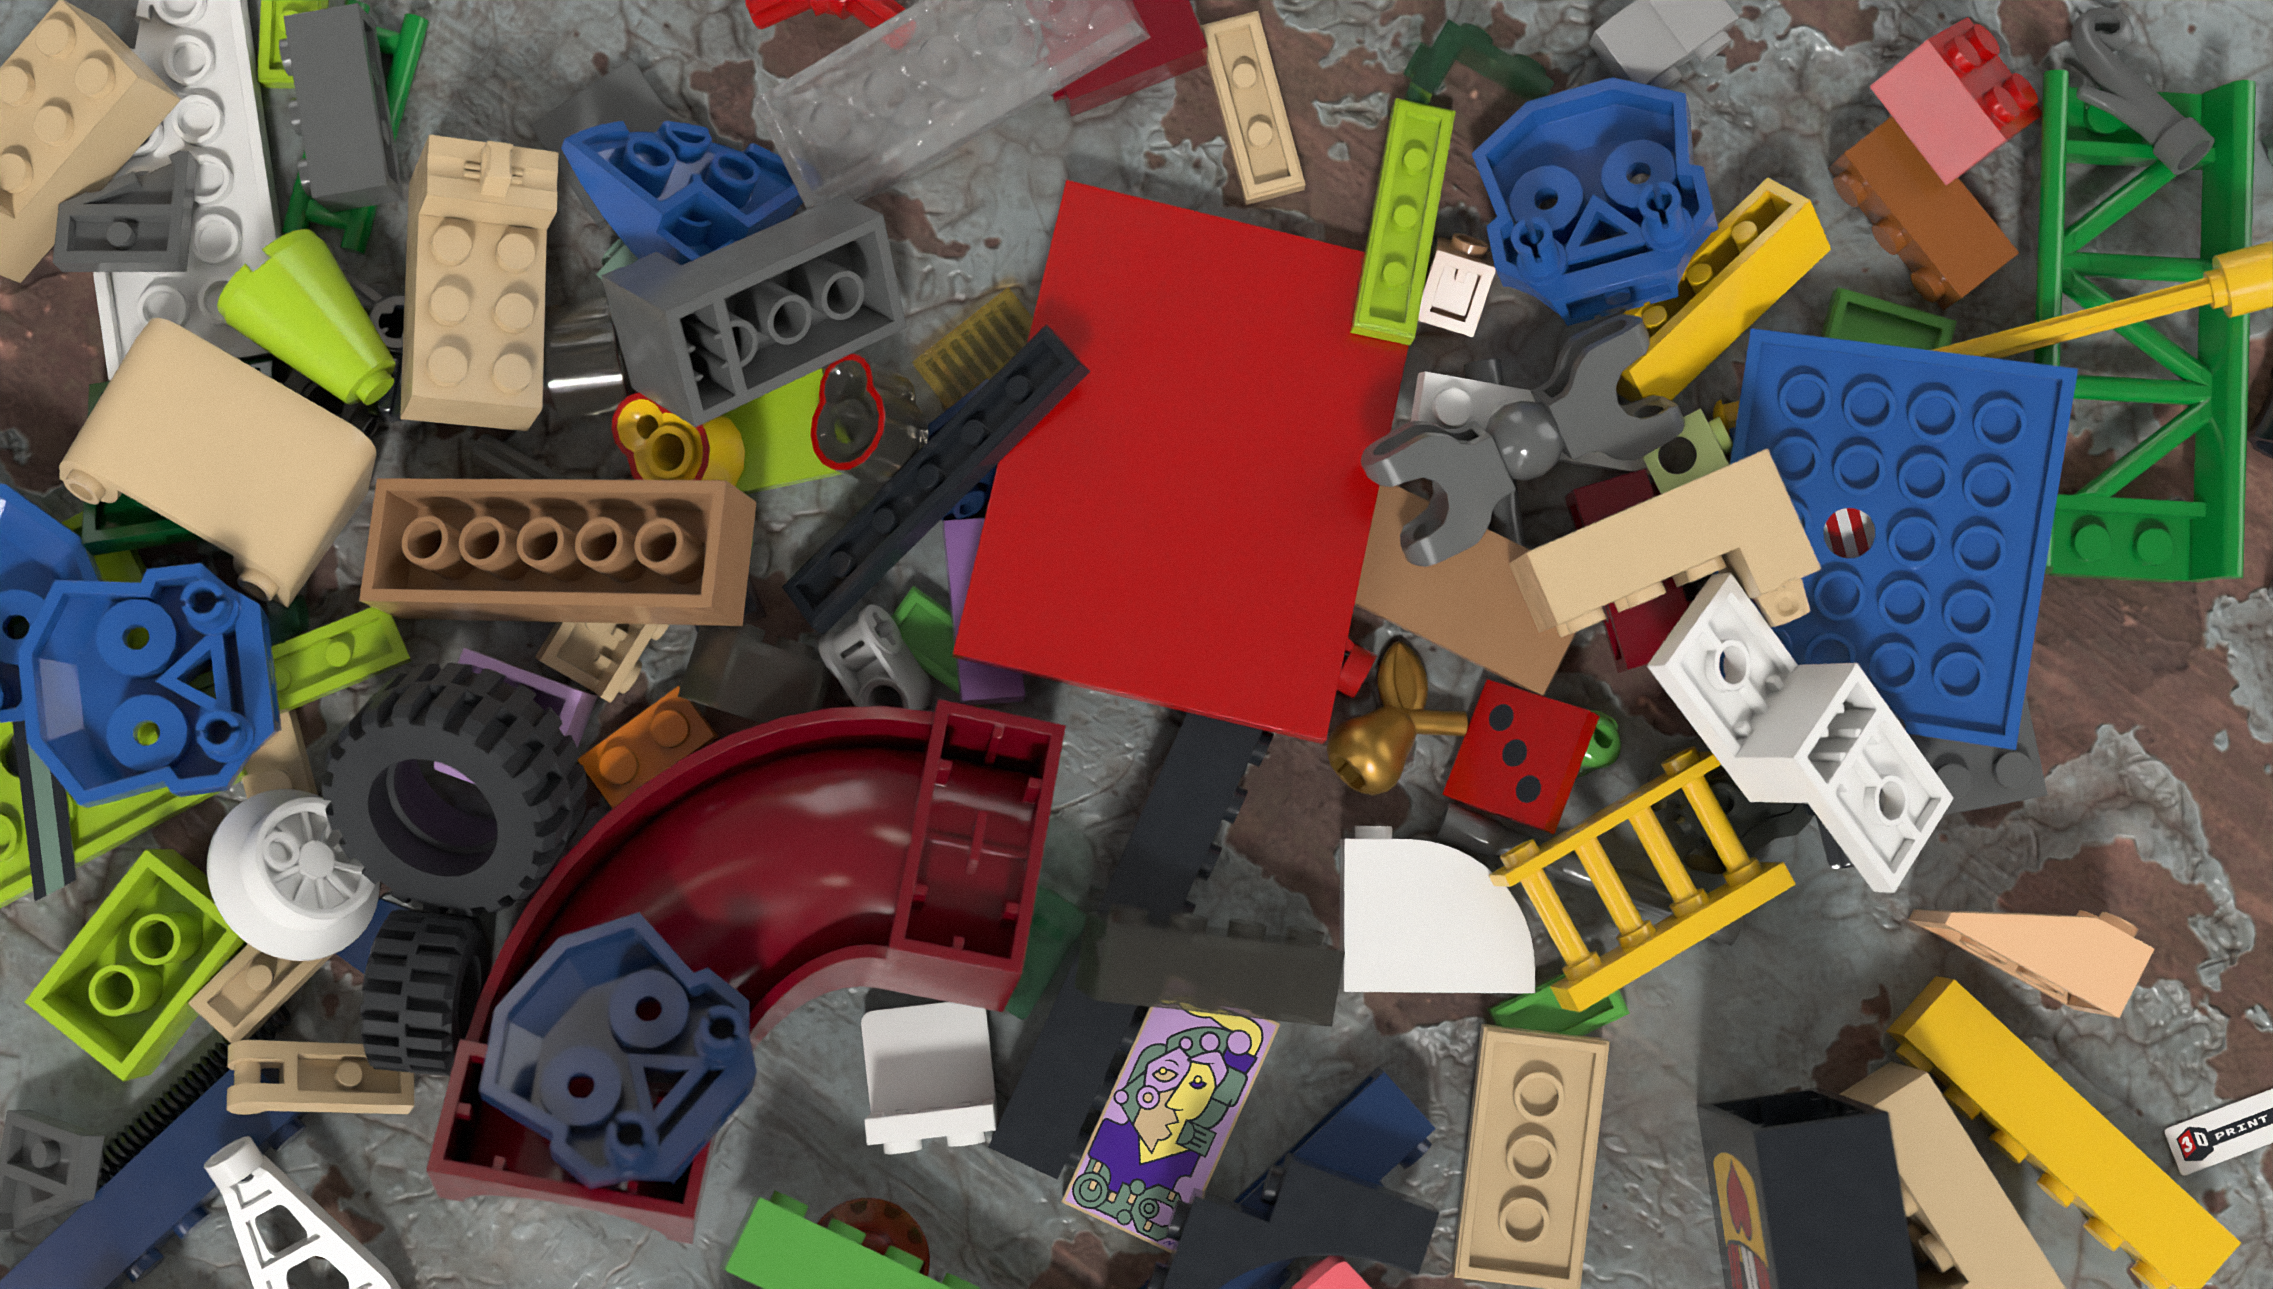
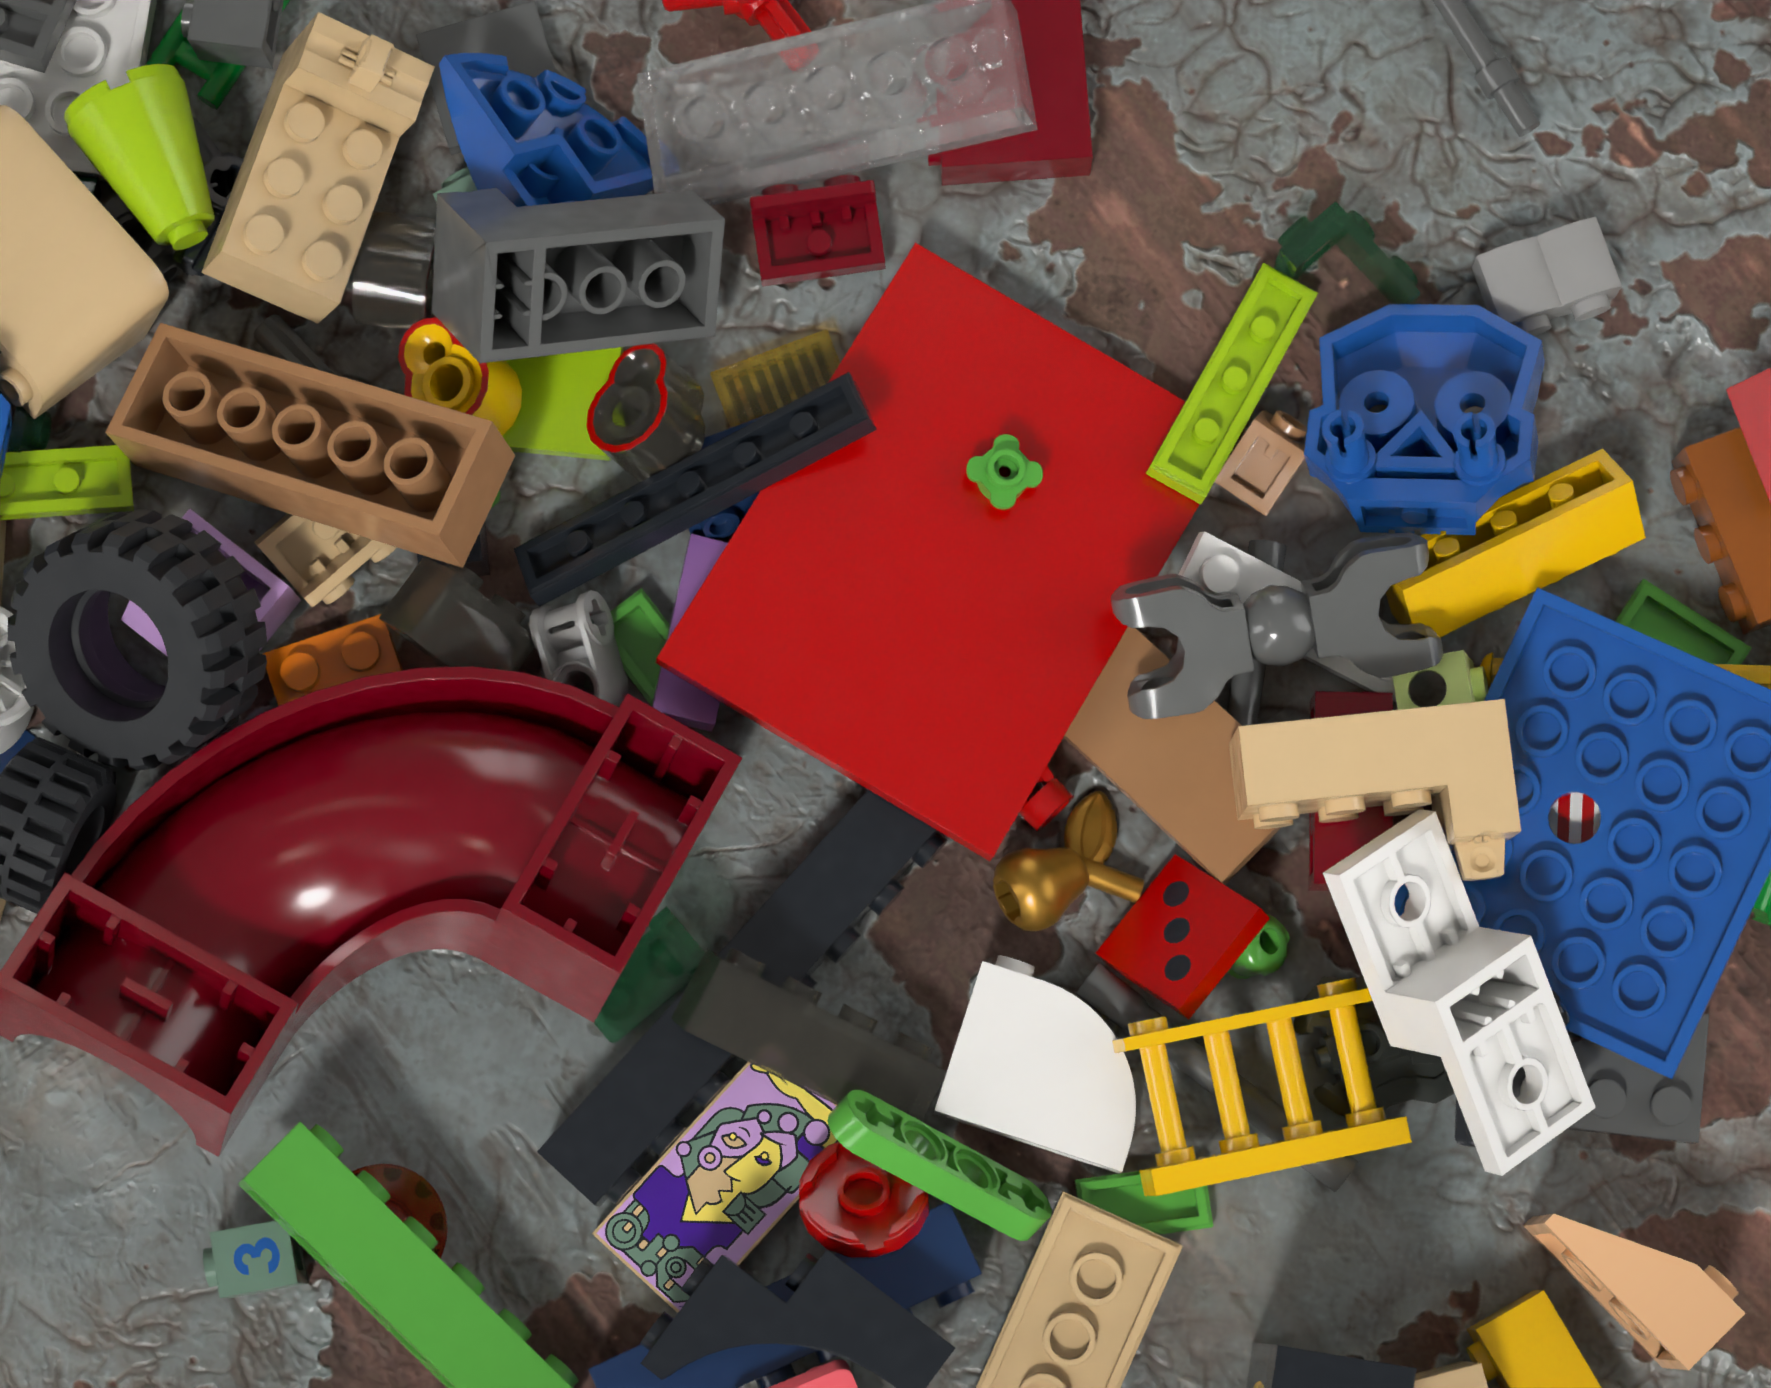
camera: 20 degrees right, 5 degrees down
(580, 1021) = (185, 889): dark blue brick -> none
(928, 1075) = (503, 1065): white bracket -> none
(969, 196) = (817, 230): none -> dark red bracket
(1221, 391) = (998, 489): none -> bright green plate
(1252, 108) = (1120, 230): tan tile -> none
(1305, 1093) = (858, 1205): none -> red tile
(1365, 1042) = (939, 1165): none -> bright green beam

